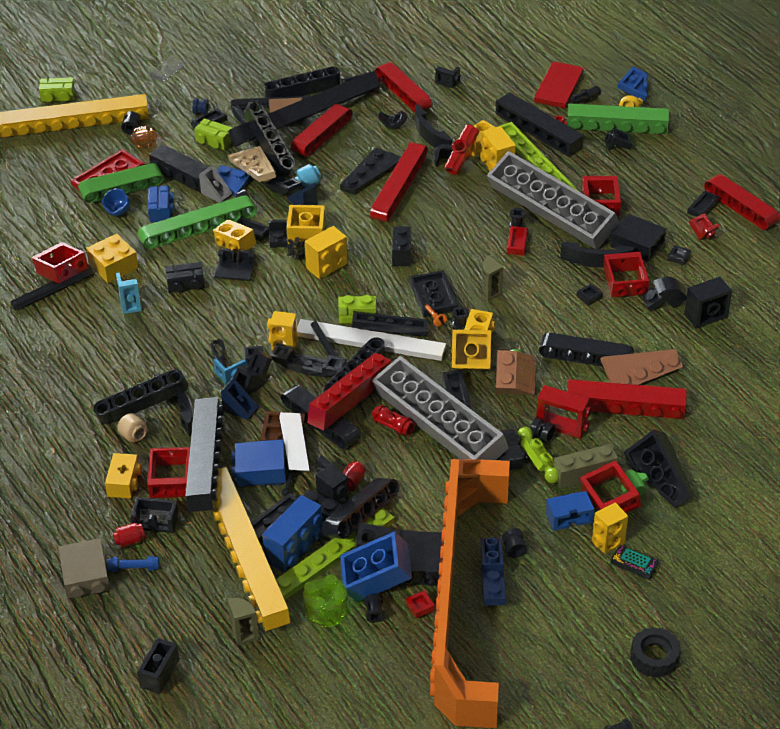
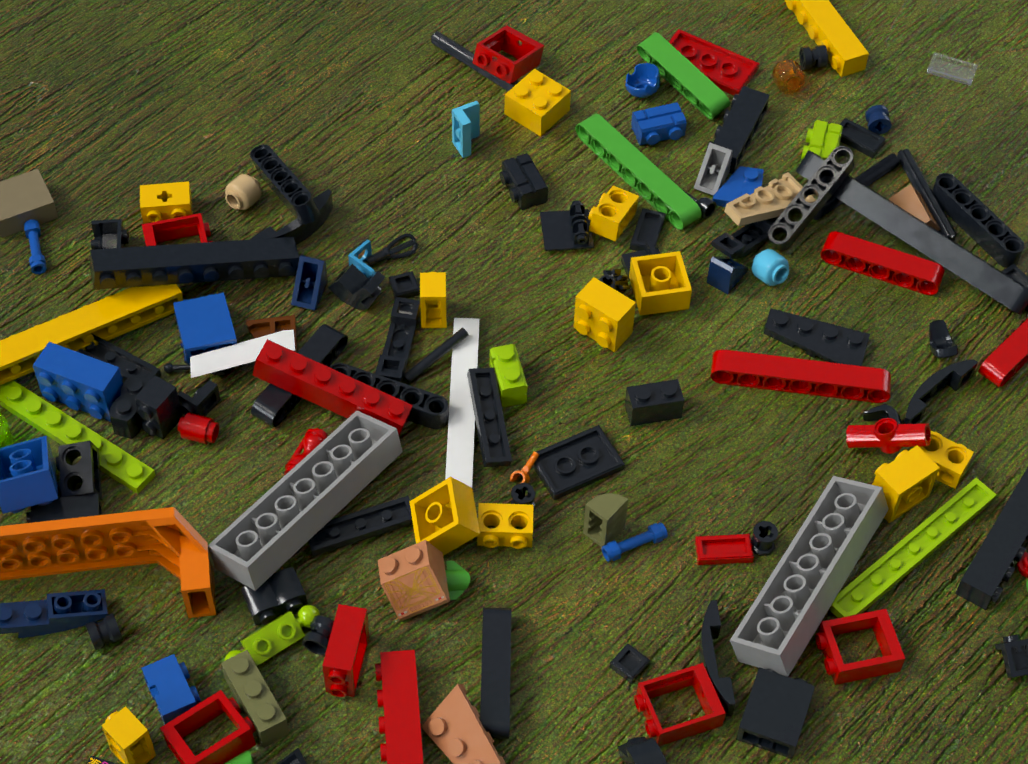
camera: 75 degrees right, 10 degrees up
(129, 535) = (74, 230): red brick -> none
(360, 508) = (133, 444): black beam -> none
(507, 287) = (655, 533): none -> blue bar

